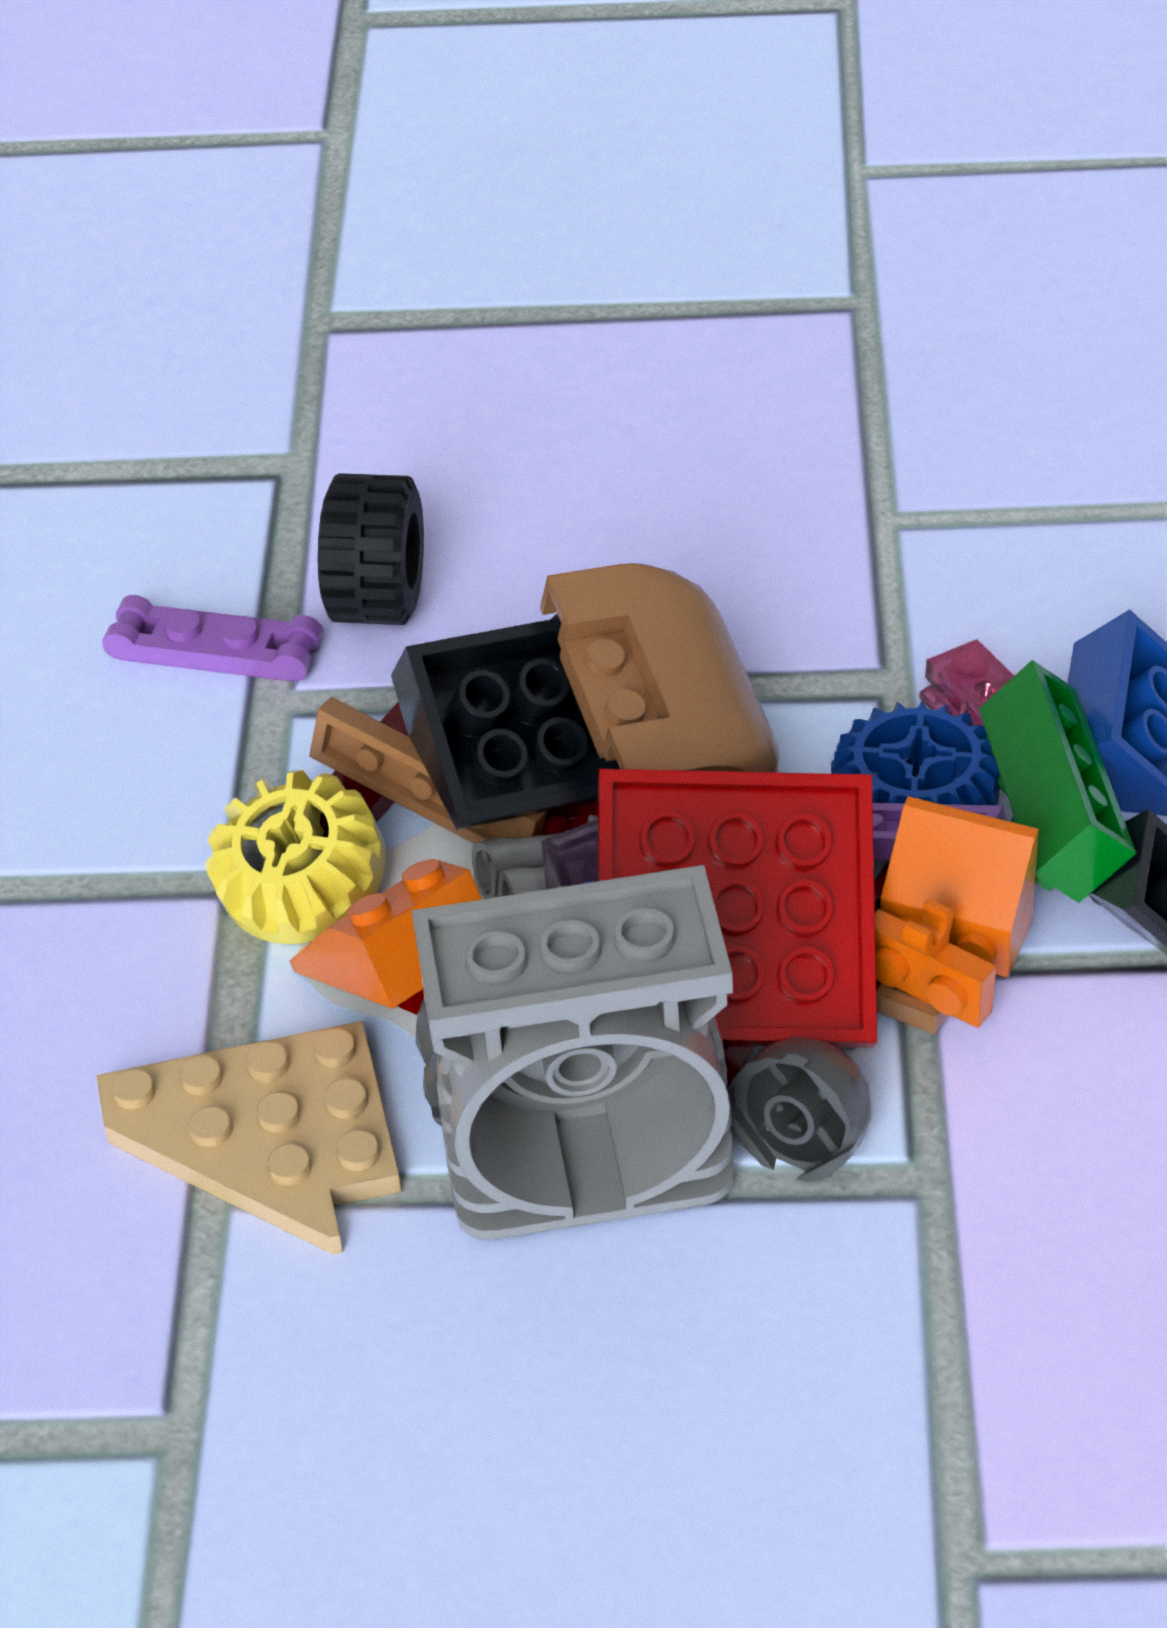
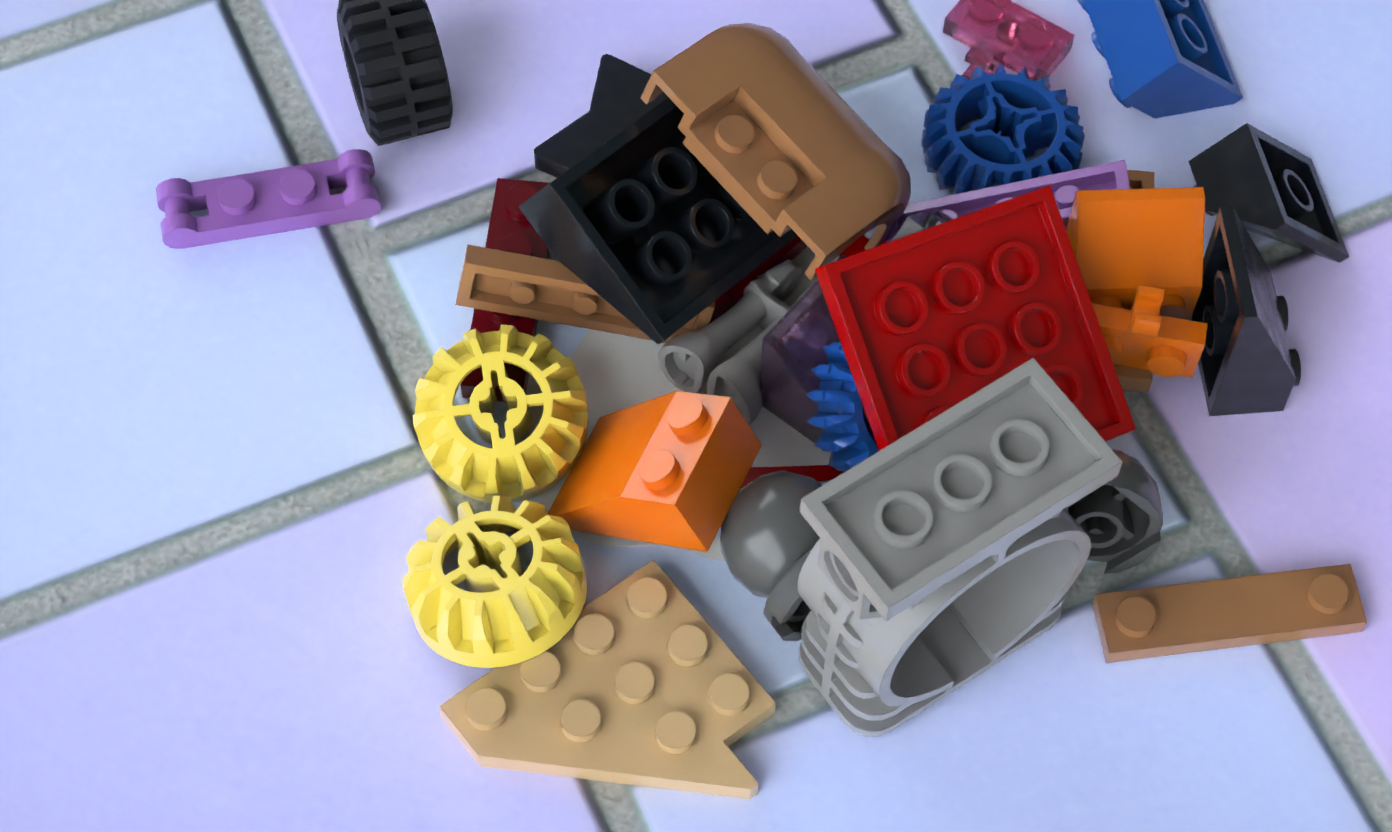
camera: 30 degrees left, 15 degrees up
(206, 1002) = (504, 611): none -> light yellow gear
(896, 1250) = (1228, 613): none -> medium nougat plate
(1047, 983) = (1246, 346): none -> black slope
(1056, 781) = (1144, 112): green brick -> none

